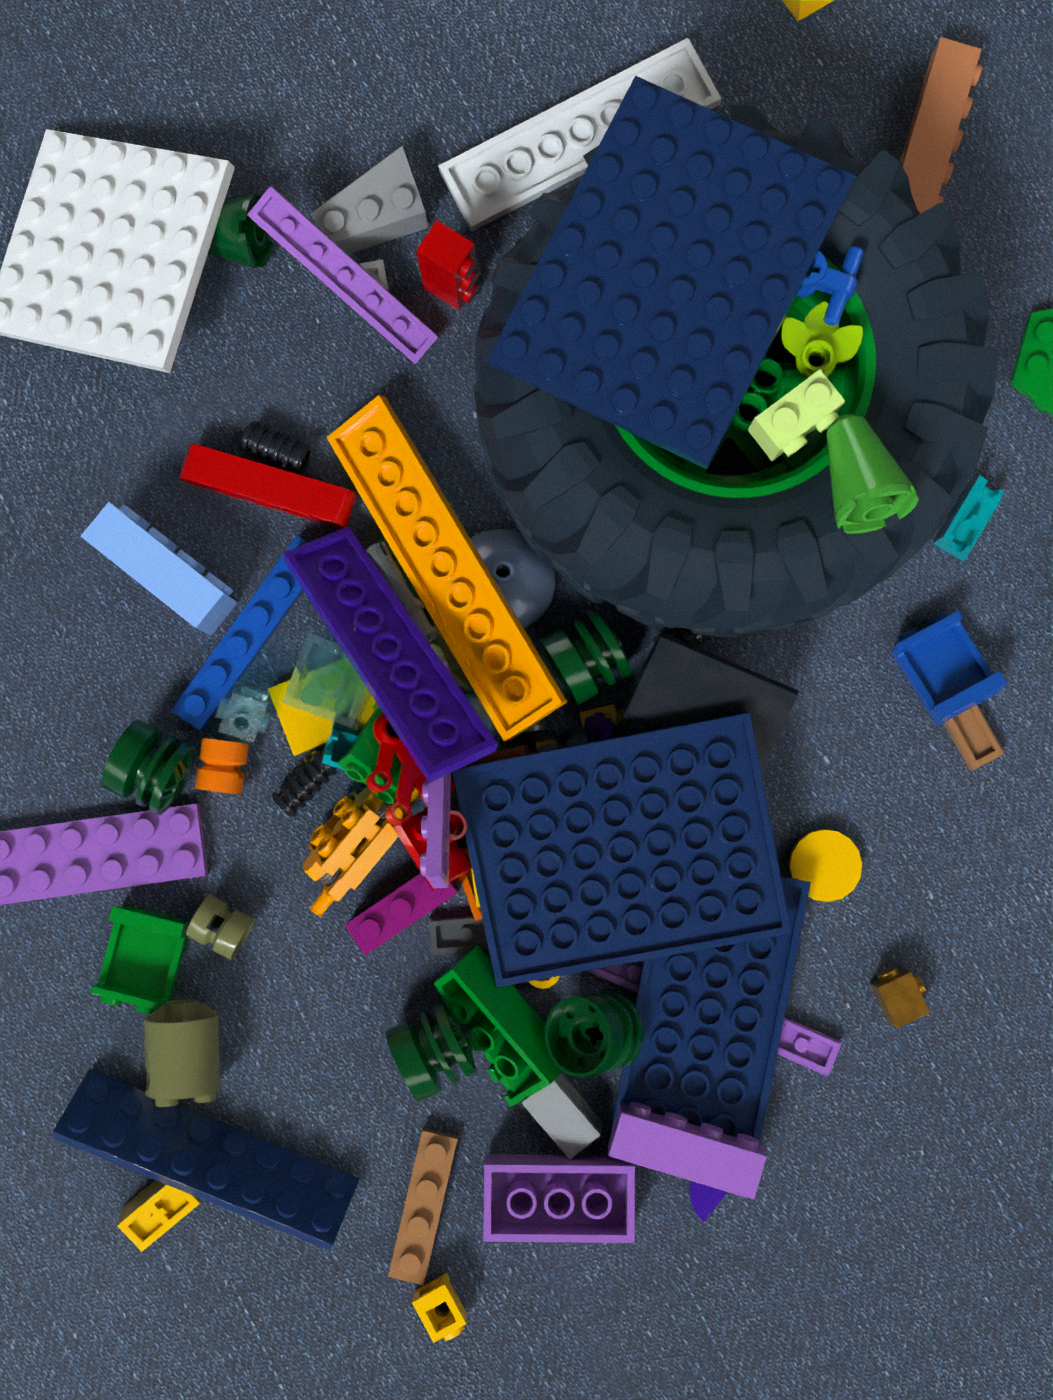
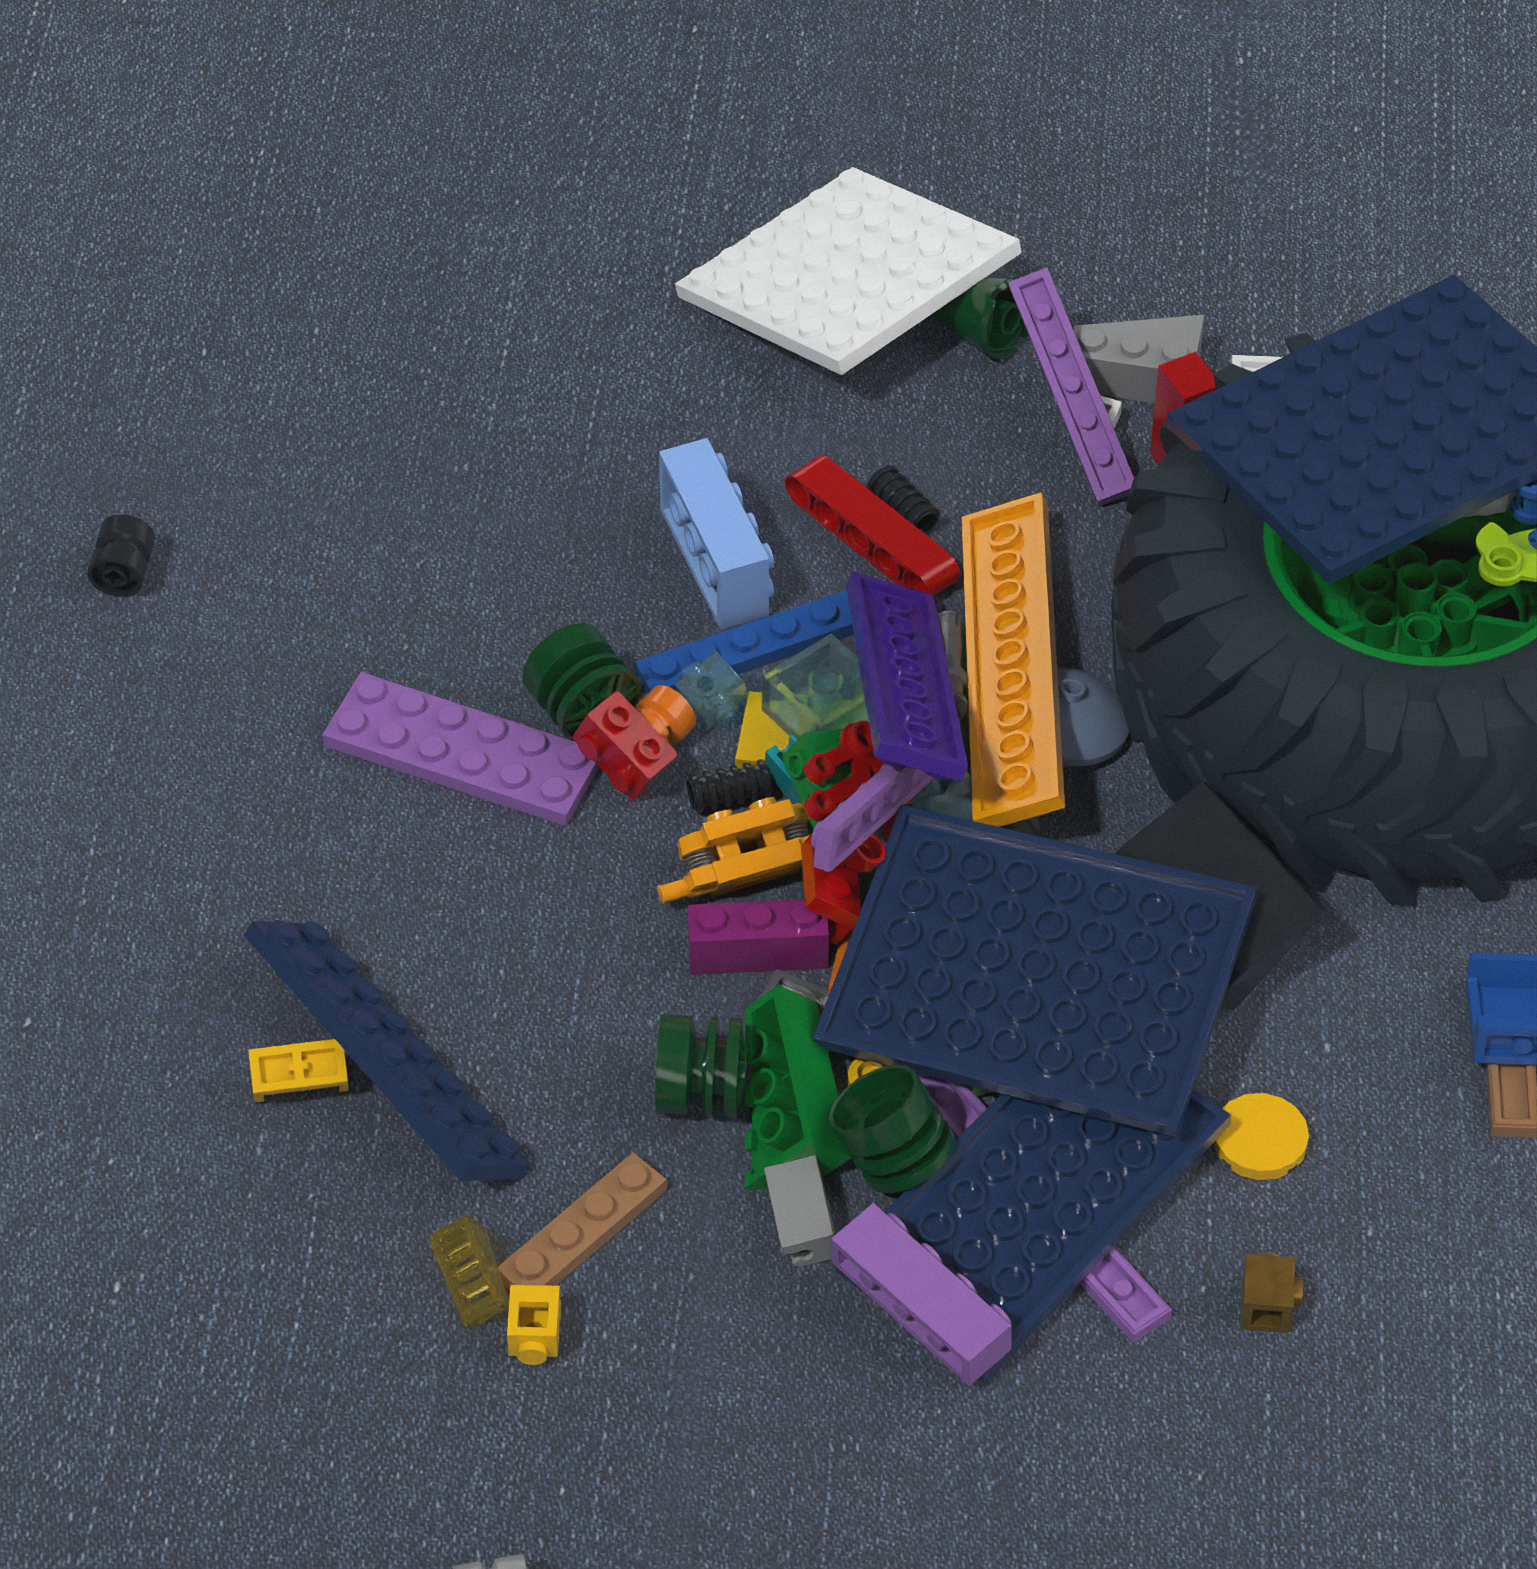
camera: 30 degrees right, 35 degrees down
(141, 958) = (449, 852): green panel -> none
(182, 1053) = (430, 940): olive cylinder -> none
(215, 803) = (623, 745): none -> red bracket
(230, 935) = (550, 859): olive wheel -> none
(363, 1283) = (456, 1244): none -> clear yellow slope
(558, 1199) = (744, 1277): medium lavender brick -> none
(586, 656) = (1110, 803): dark green wheel -> none
(704, 1199) = (912, 1379): dark purple tile -> none
(796, 415) = (1449, 591): yellowish green brick -> none
(865, 477) = (1482, 659): bright green cone -> none

